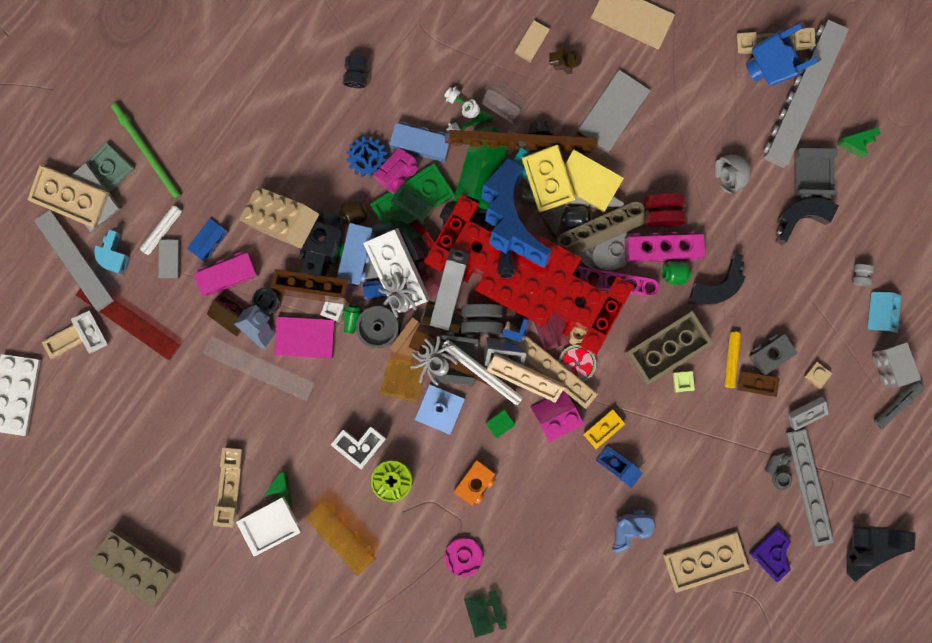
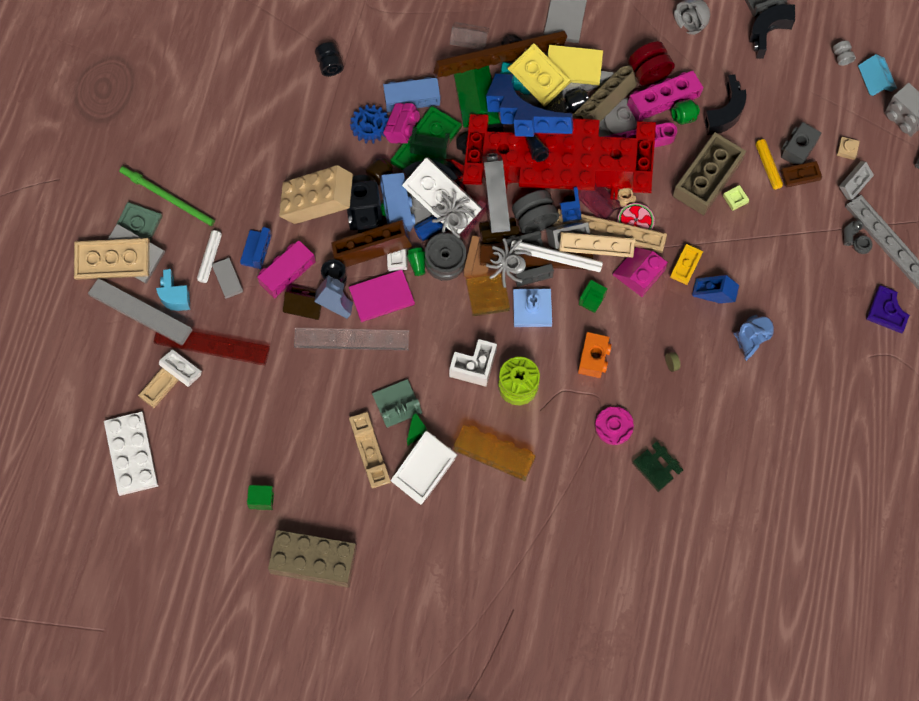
camera: 20 degrees left, 15 degrees down
(111, 490) = (260, 497): none -> green panel
(273, 450) = (397, 403): none -> sand green hinge
(470, 110) = (444, 46): white plant -> none
(545, 520) = (672, 361): none -> olive tile
(705, 561) = (832, 340): tan tile -> none

